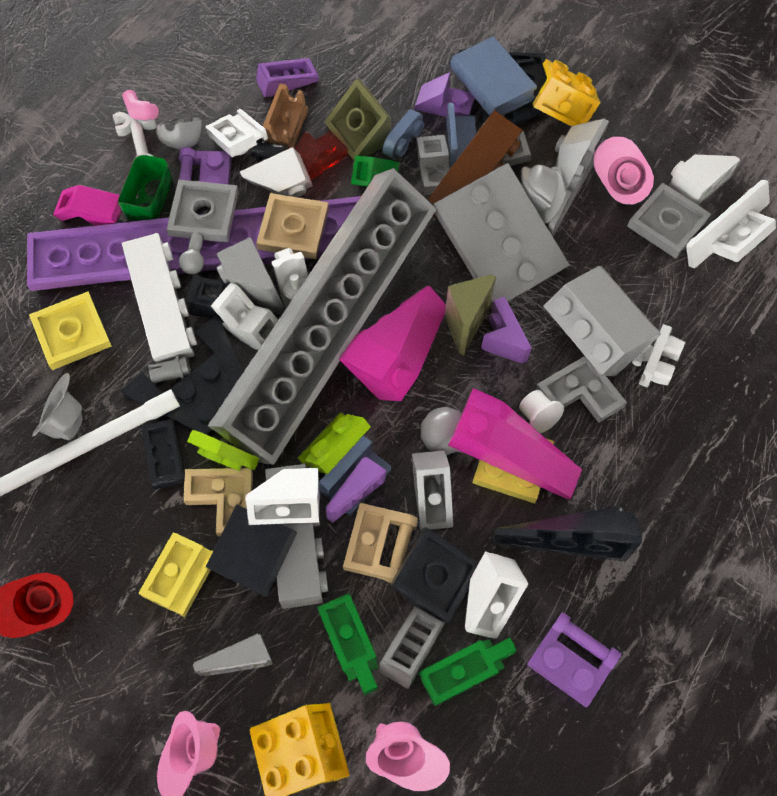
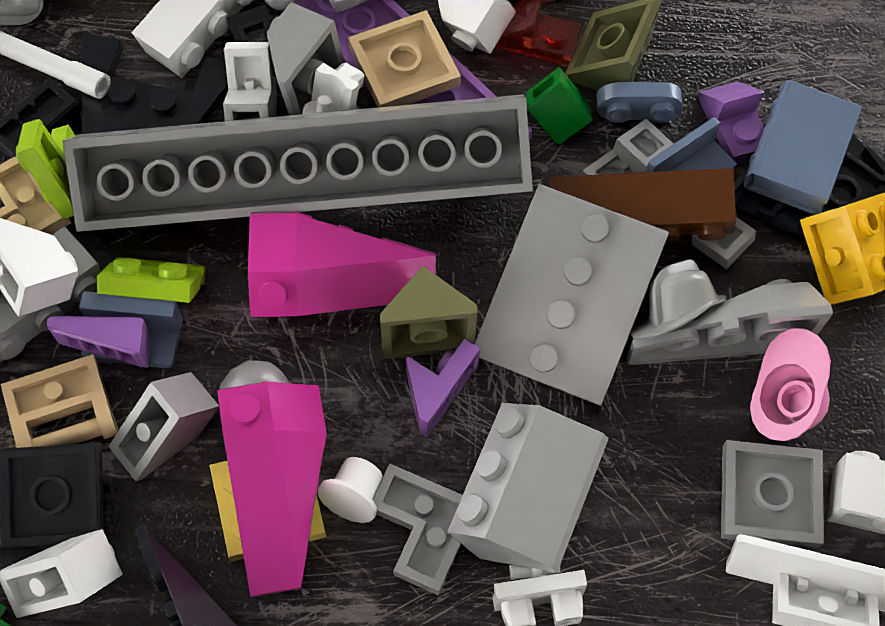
camera: 55 degrees right, 0 degrees up
(169, 369) = (146, 67): light grey pin -> none

